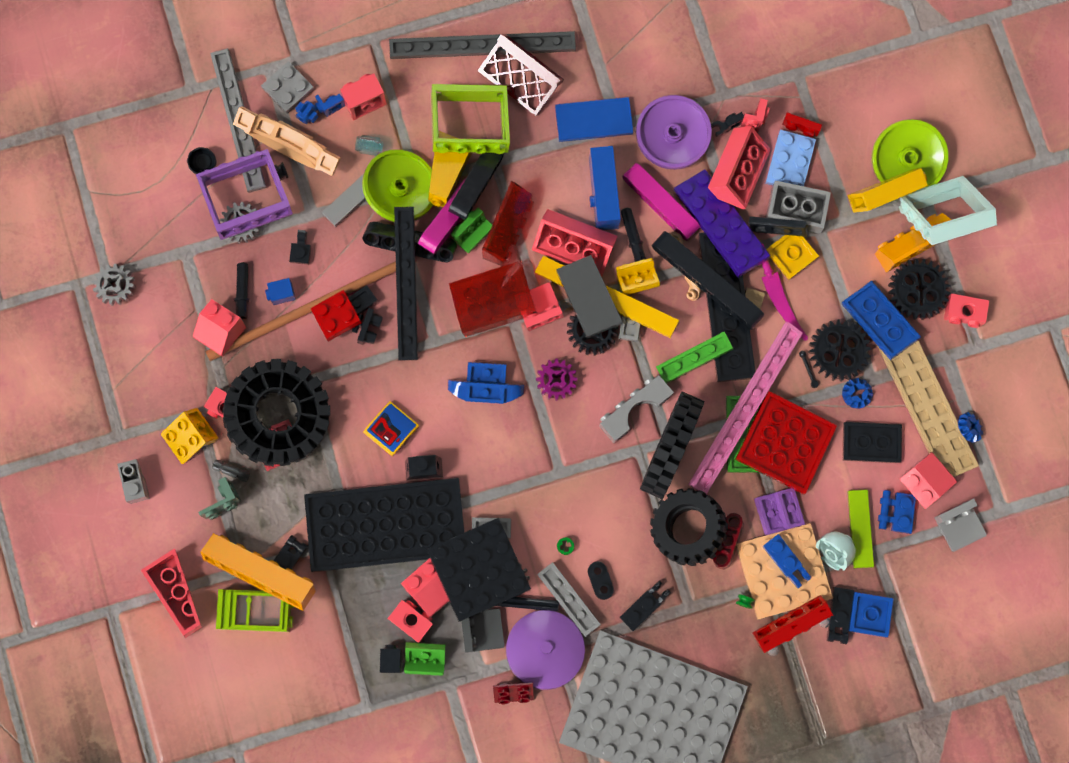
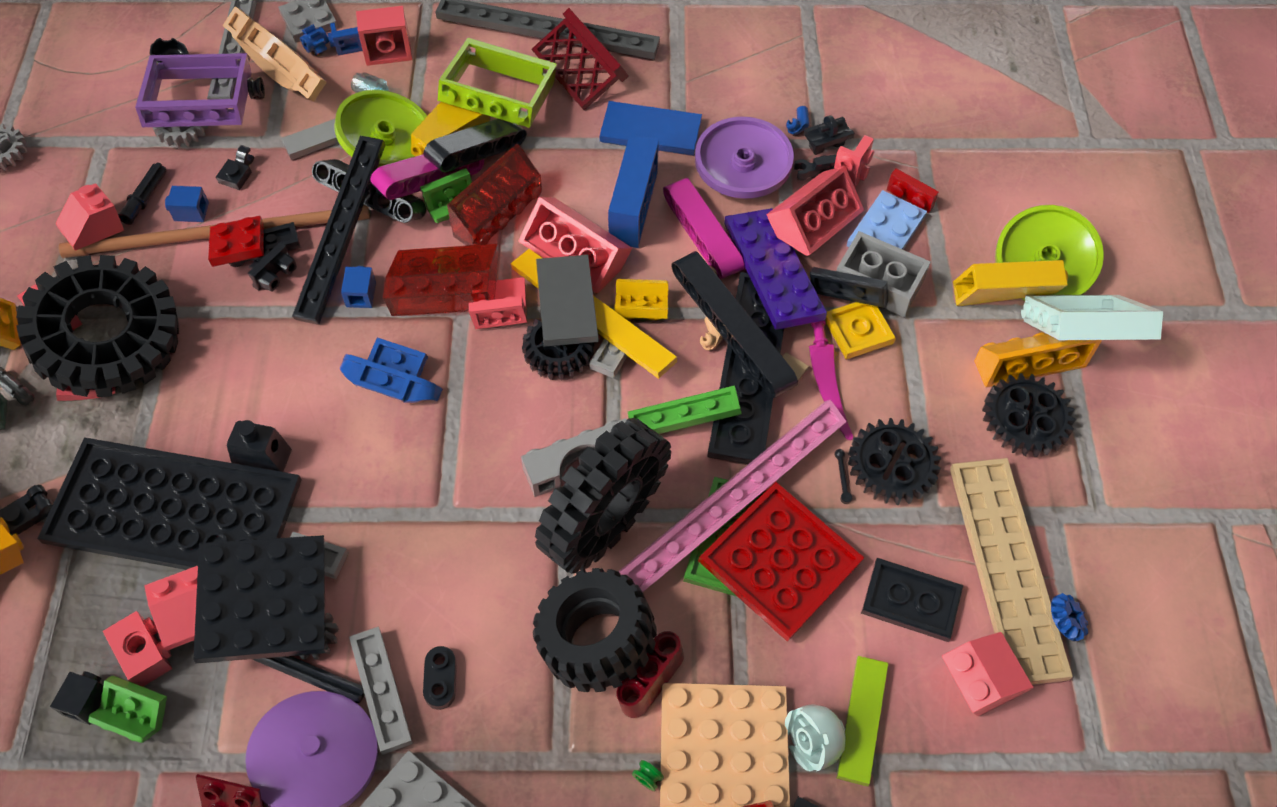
camera: 20 degrees right, 20 degrees down
(391, 428) = (241, 392): slope -> none
(436, 323) = (358, 287): none -> blue brick
(483, 631) = (230, 696): dark grey bracket -> none
(550, 373) = (486, 391): magenta gear -> none
(560, 542) = (403, 606): green bush -> none
(633, 235) = (653, 263): black axle -> none
(643, 607) = (489, 736): black hinge -> none
(704, 83) = (799, 124): none -> blue arm
(729, 91) = (829, 133): none -> black hips
(779, 511) = (743, 655): medium lavender slope -> none
(785, 559) = (730, 726): blue hinge -> none
(855, 401) = (899, 534): blue gear -> none
(881, 320) = (965, 438): blue tile -> none
(902, 513) = (935, 716): blue plate -> none
(961, 525) = (1026, 758): light grey bracket -> none
(977, 307) = (1107, 455): coral brick -> none

